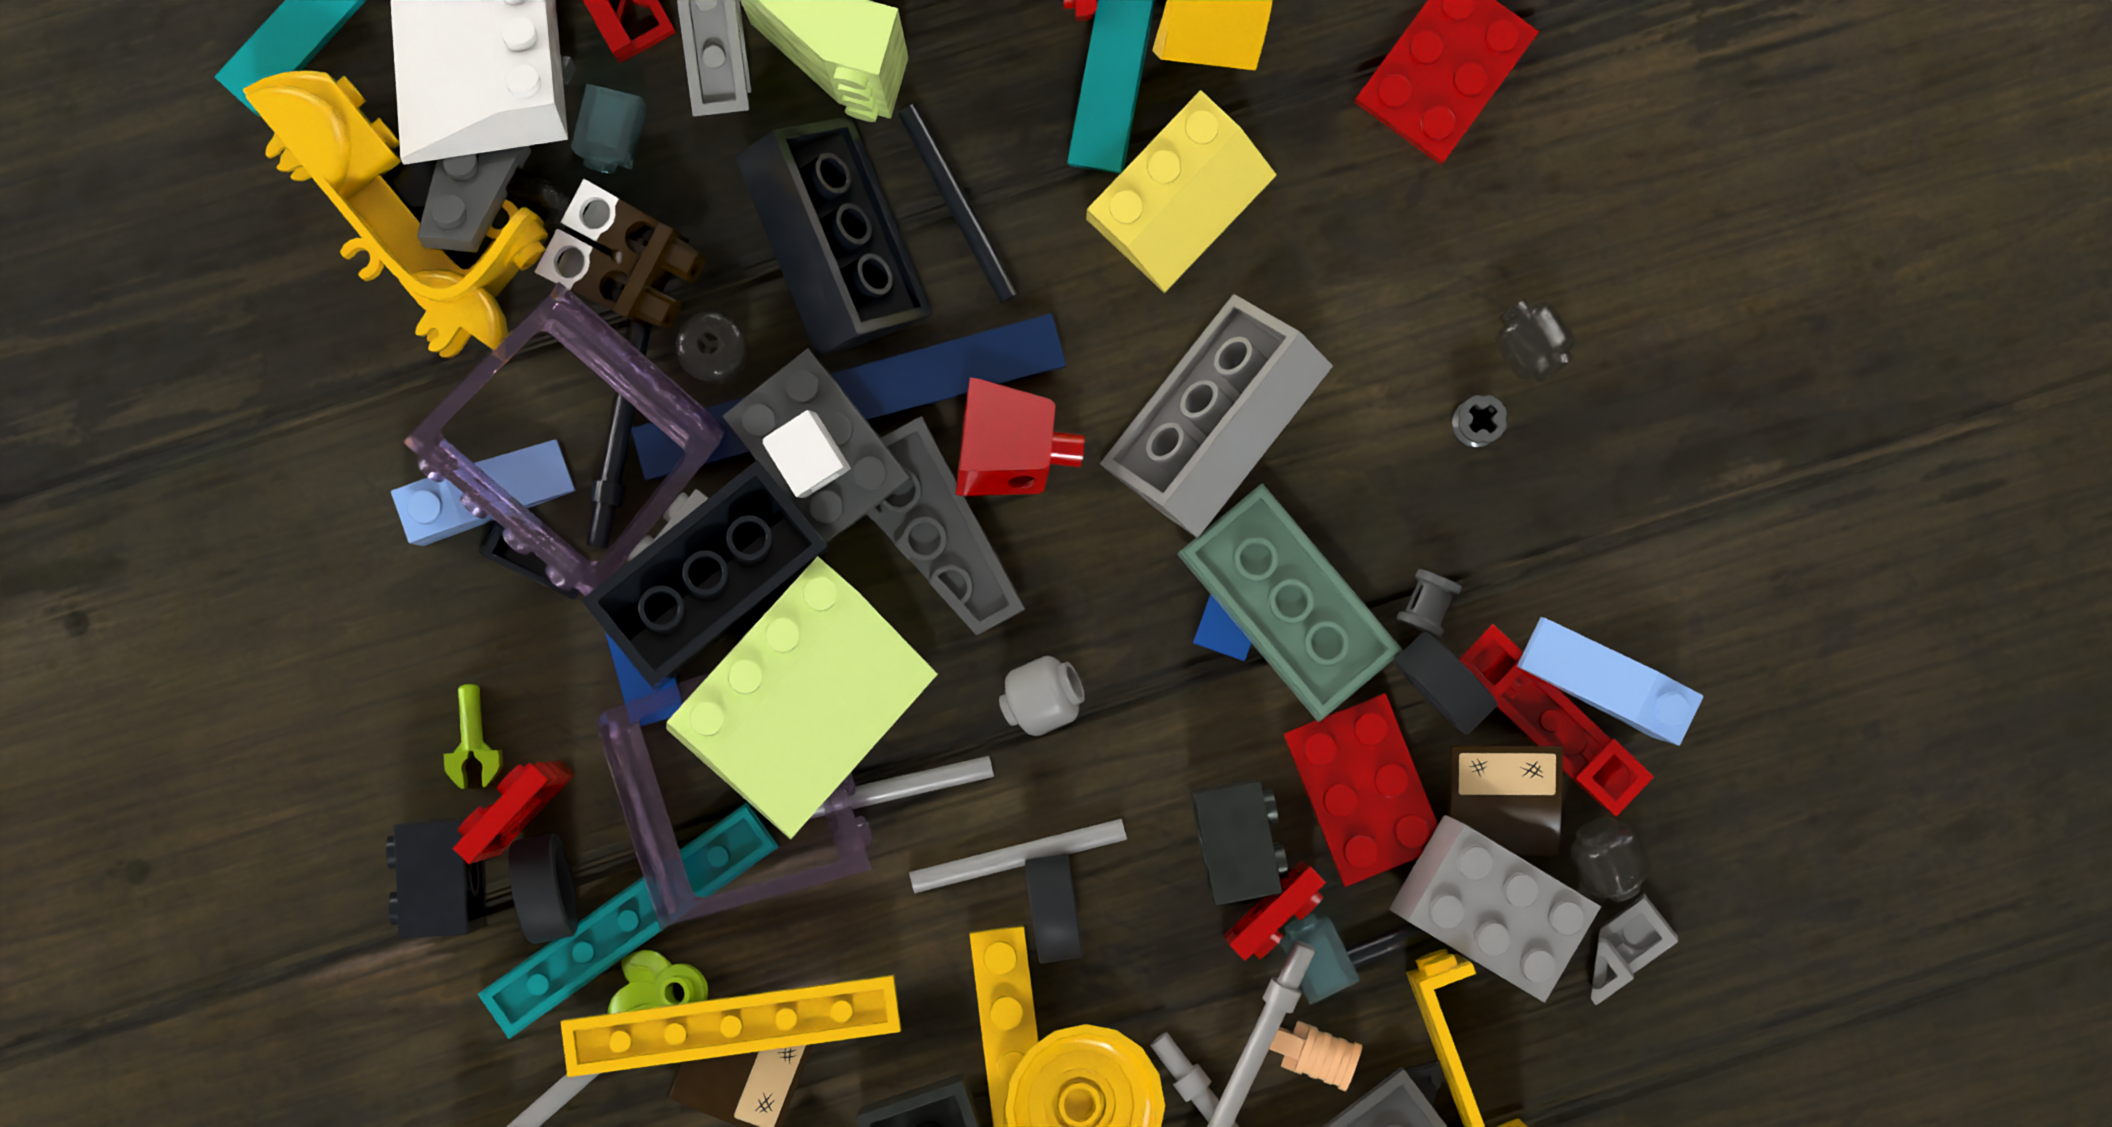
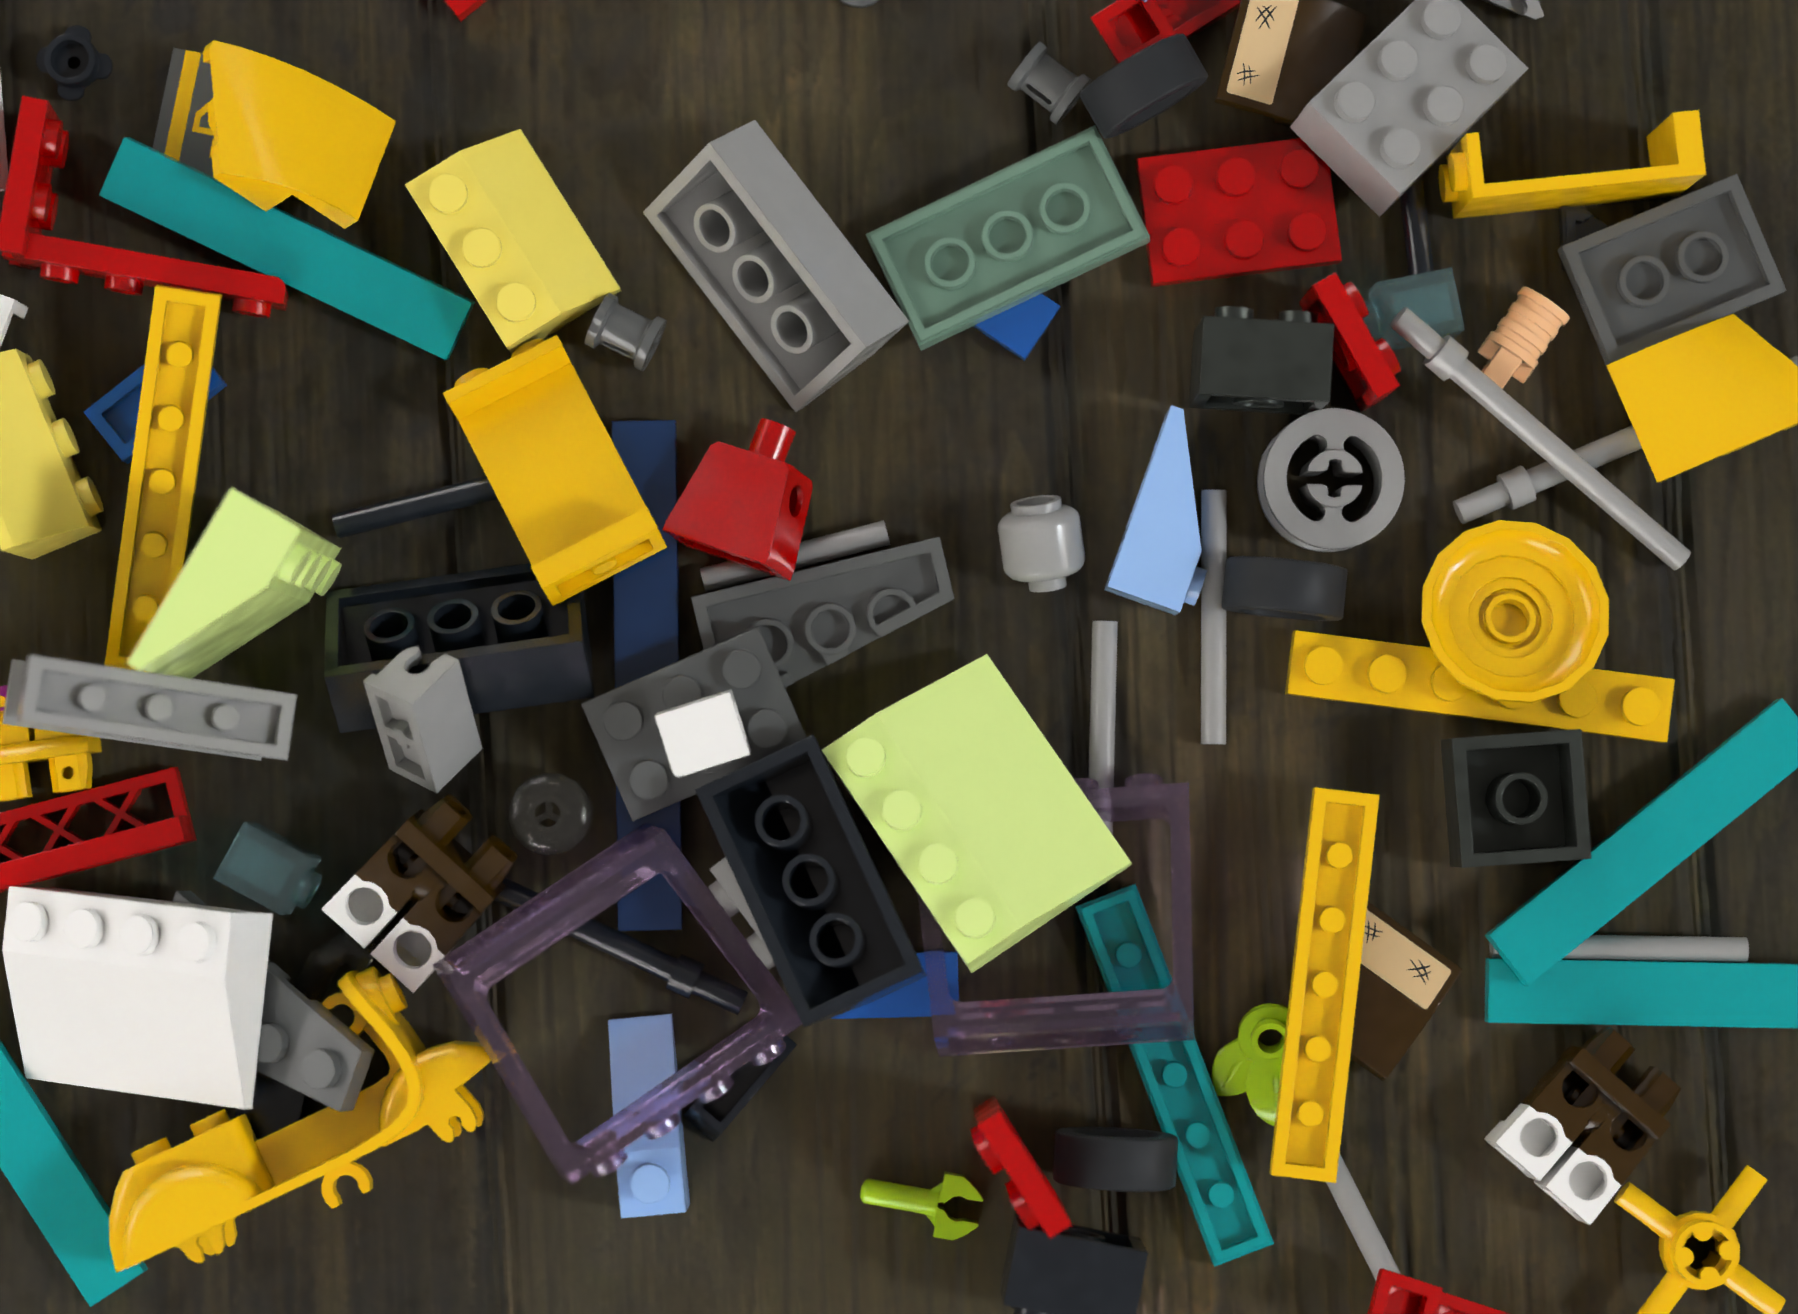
camera: 75 degrees left, 0 degrees up
(760, 221) = (423, 718): none -> light grey hinge
(984, 504) = (810, 553): none -> light grey bar
(997, 276) = (554, 469): none -> yellow panel
(1070, 794) = (1162, 534): none -> light blue slope
(1128, 305) = (625, 332): none -> dark grey bush
(1197, 914) = (1329, 430): none -> light grey wheel

